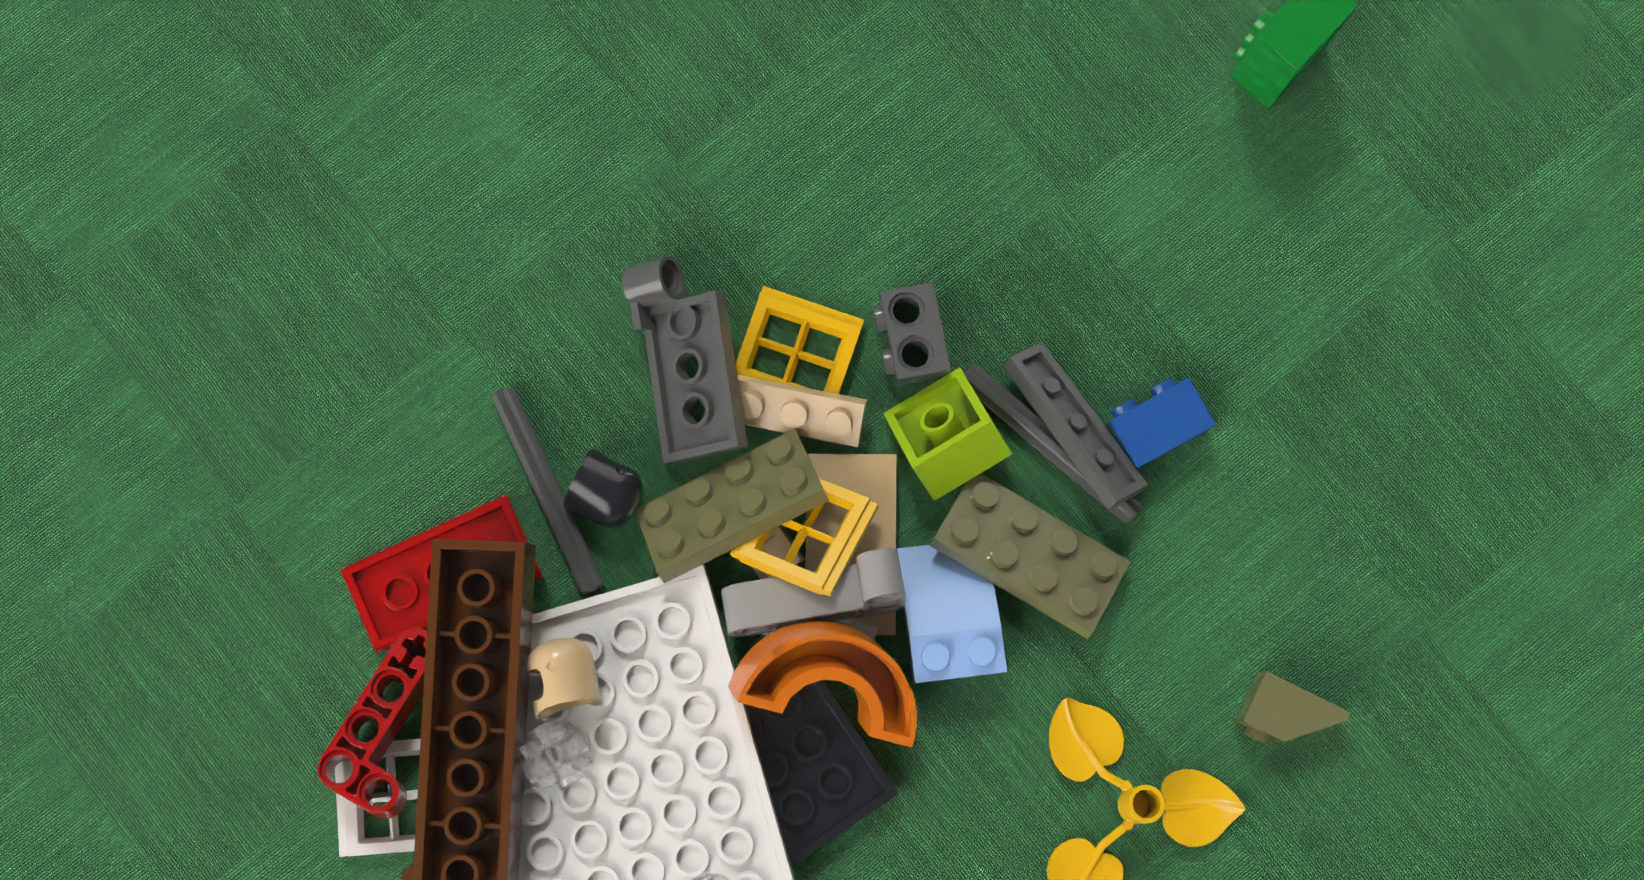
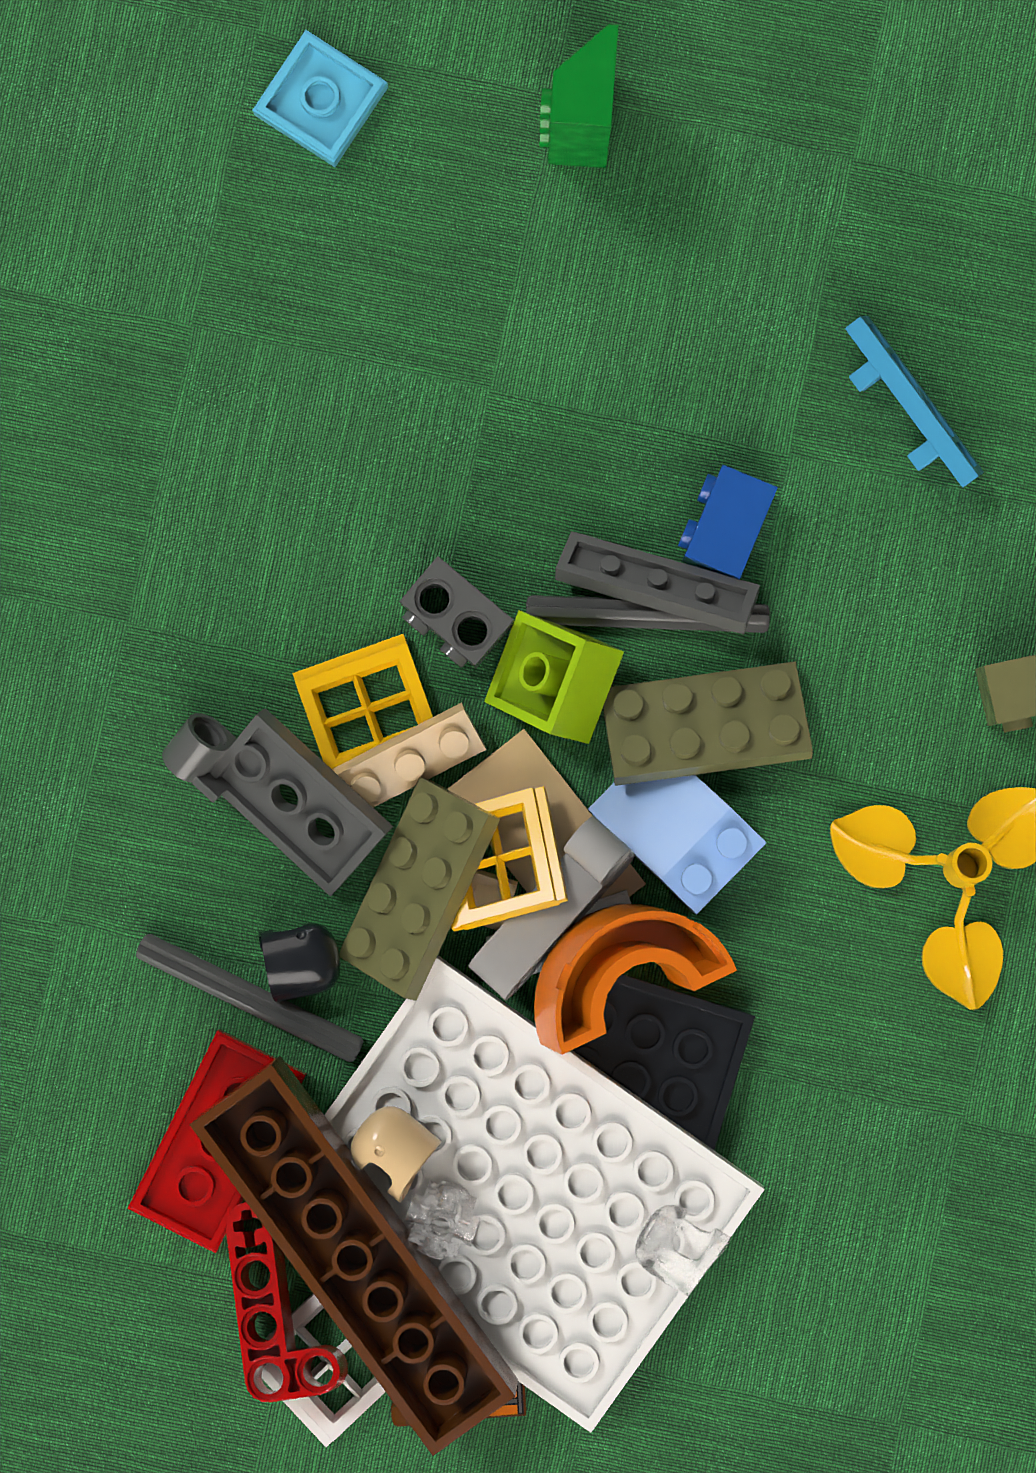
camera: 35 degrees left, 5 degrees up
(1363, 402) = (940, 437): none -> dark azure hinge

